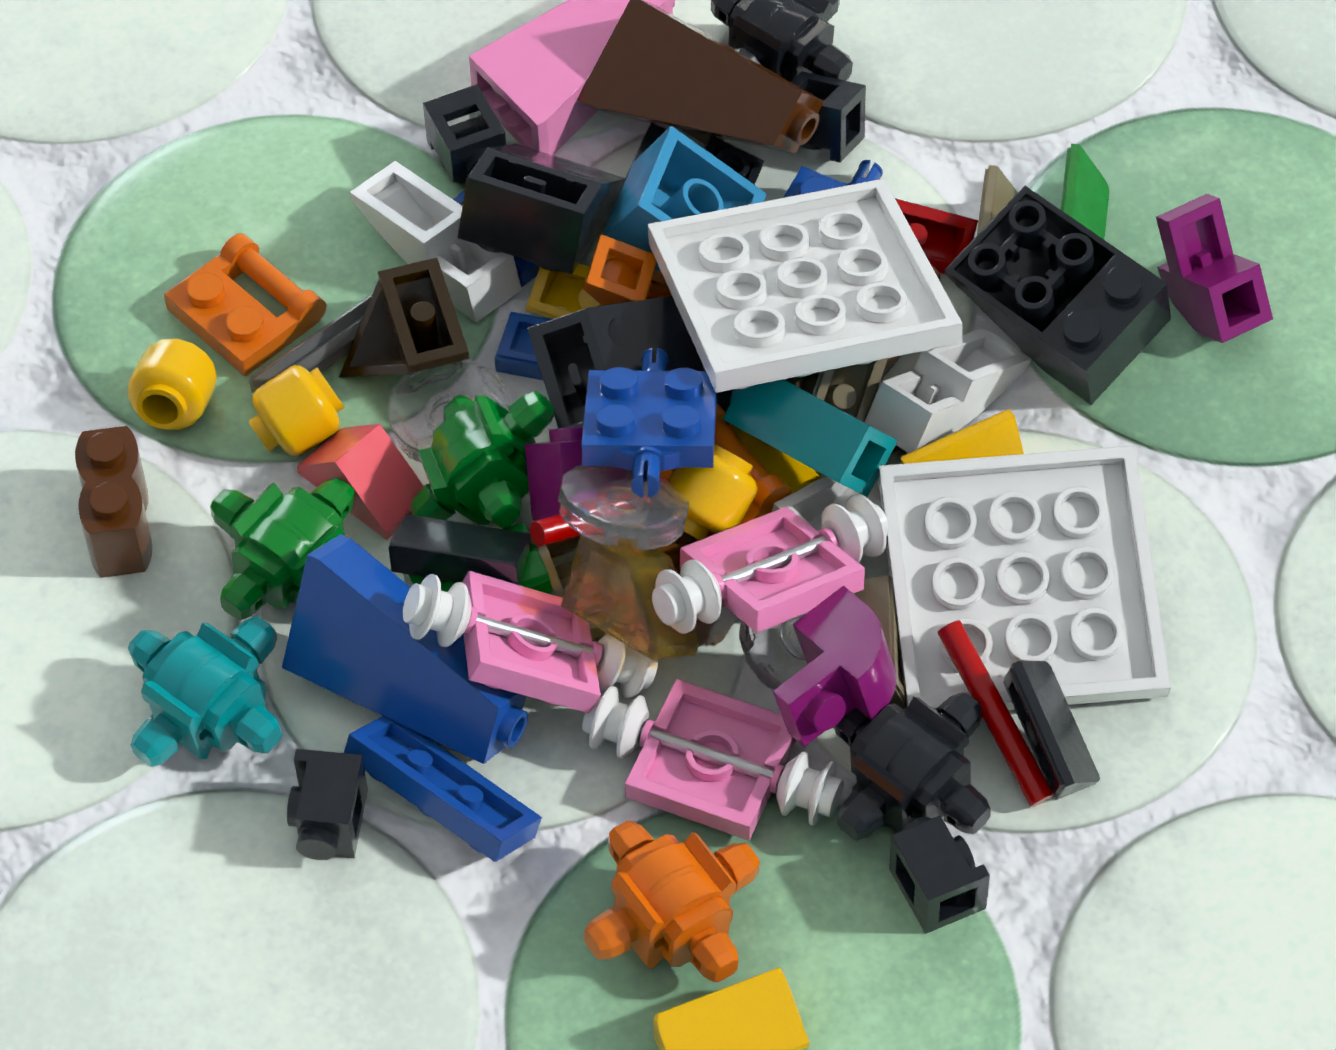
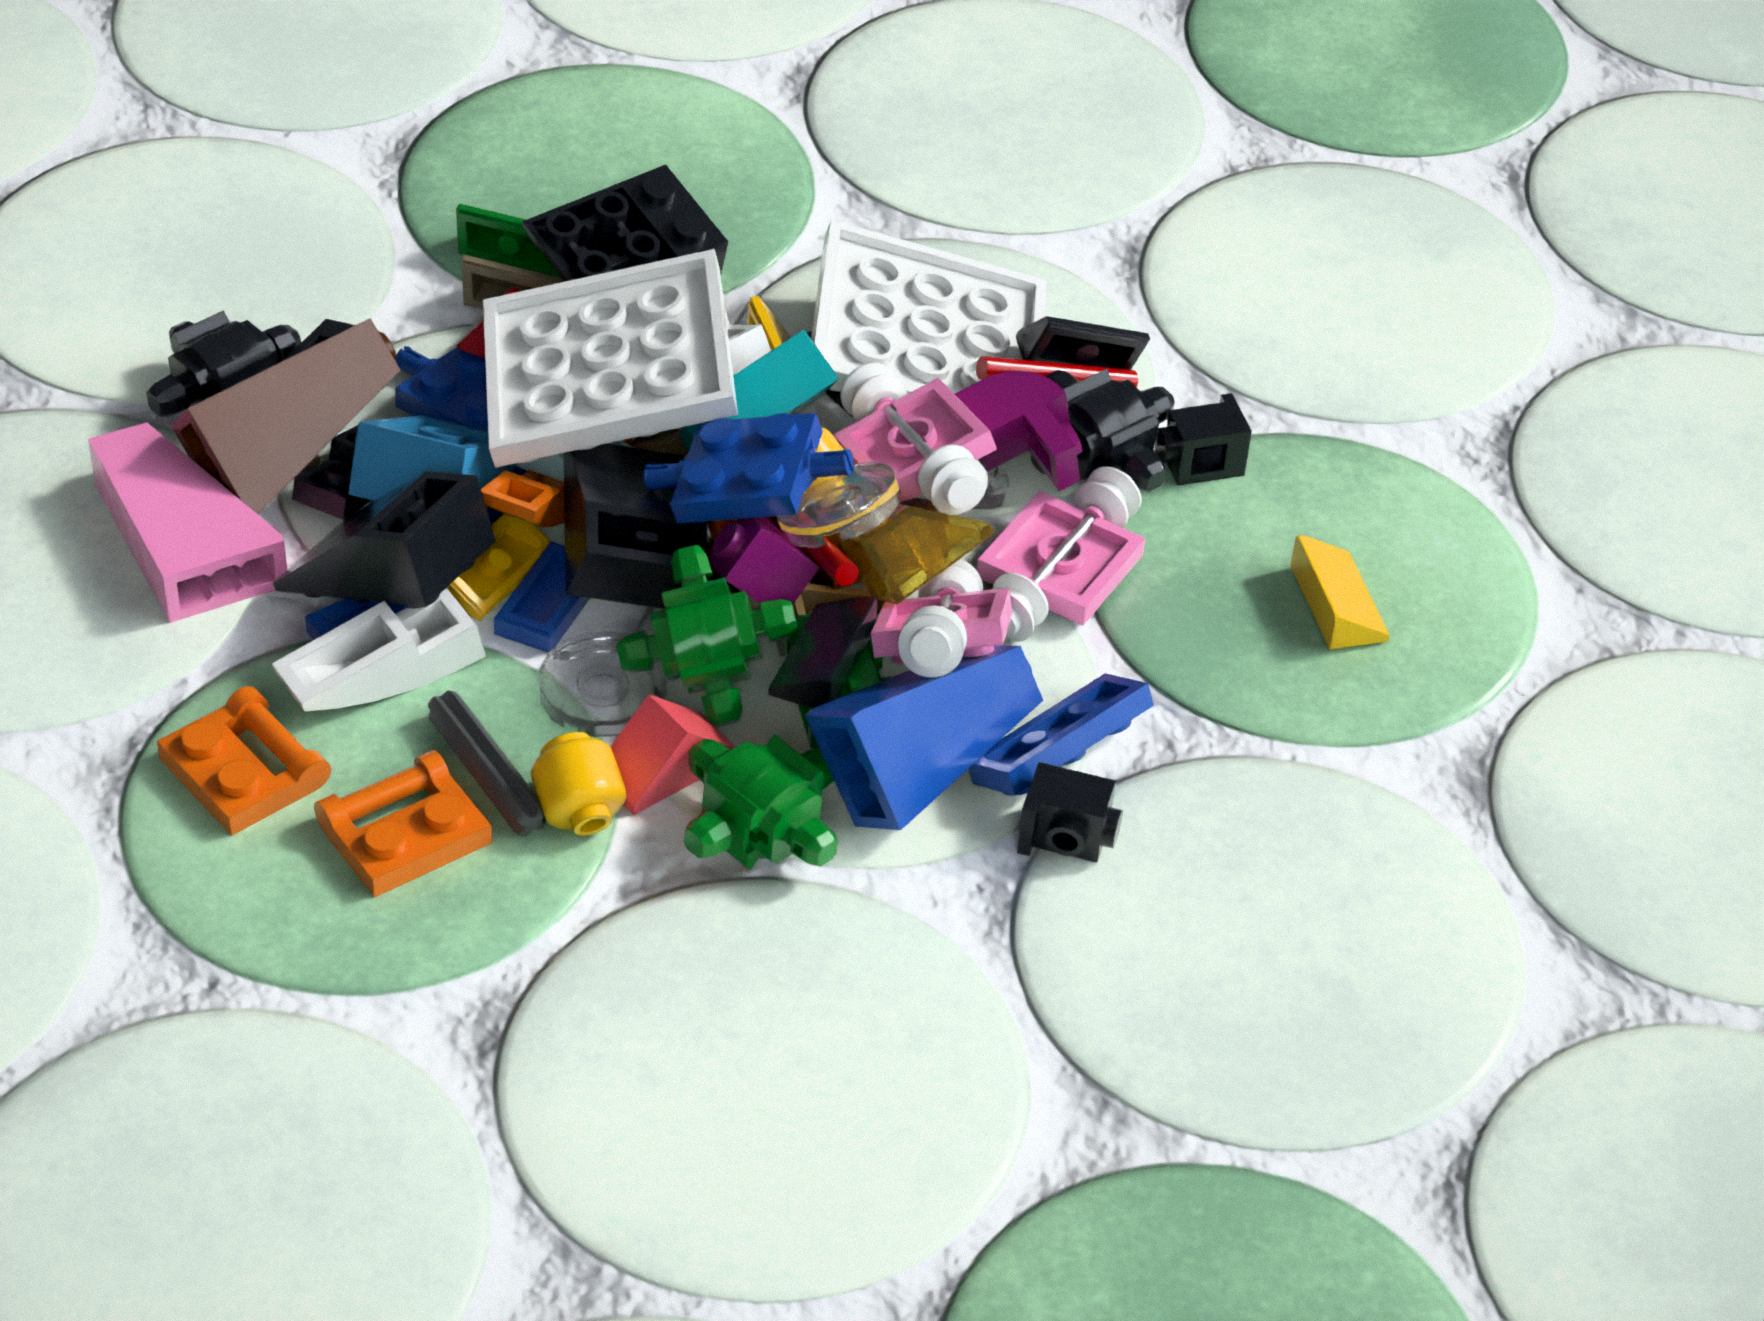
camera: 85 degrees left, 10 degrees down
(113, 501) = (657, 937): reddish brown brick -> none
(172, 384) = (510, 878): yellow head -> none
(204, 691) = (924, 884): teal piece -> none
(290, 167) = (228, 775): none -> orange plate
(407, 324) = (513, 677): dark brown slope -> none
(465, 142) = (254, 610): black brick -> none
(672, 901) = (1217, 592): orange piece -> none
(1205, 280) = (604, 166): magenta brick -> none

